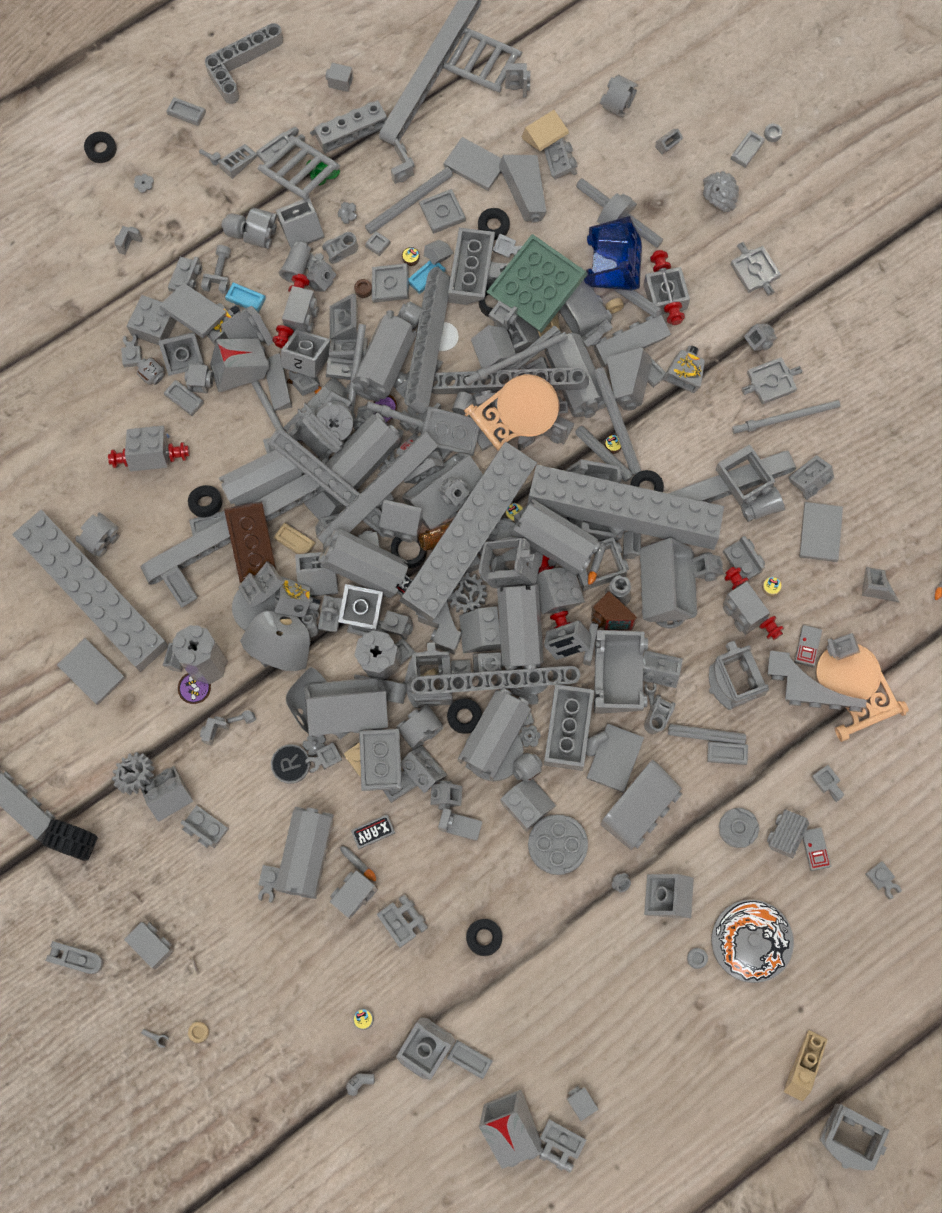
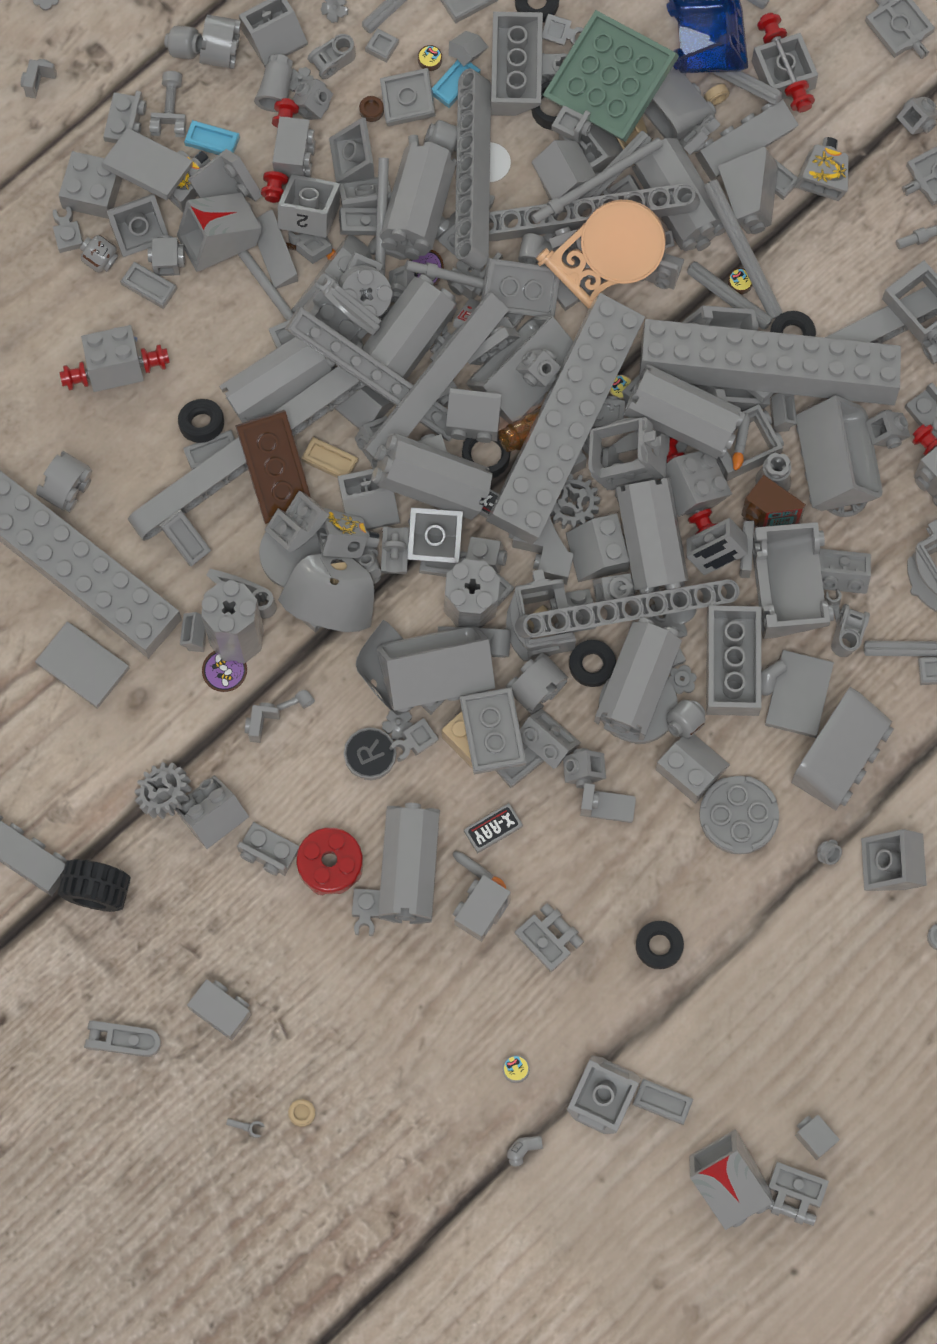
camera: 10 degrees left, 0 degrees up
(218, 632) = (258, 591): none -> light grey piece
(247, 856) = (332, 879): none -> red plate
(525, 441) = (621, 291): light grey slope -> none

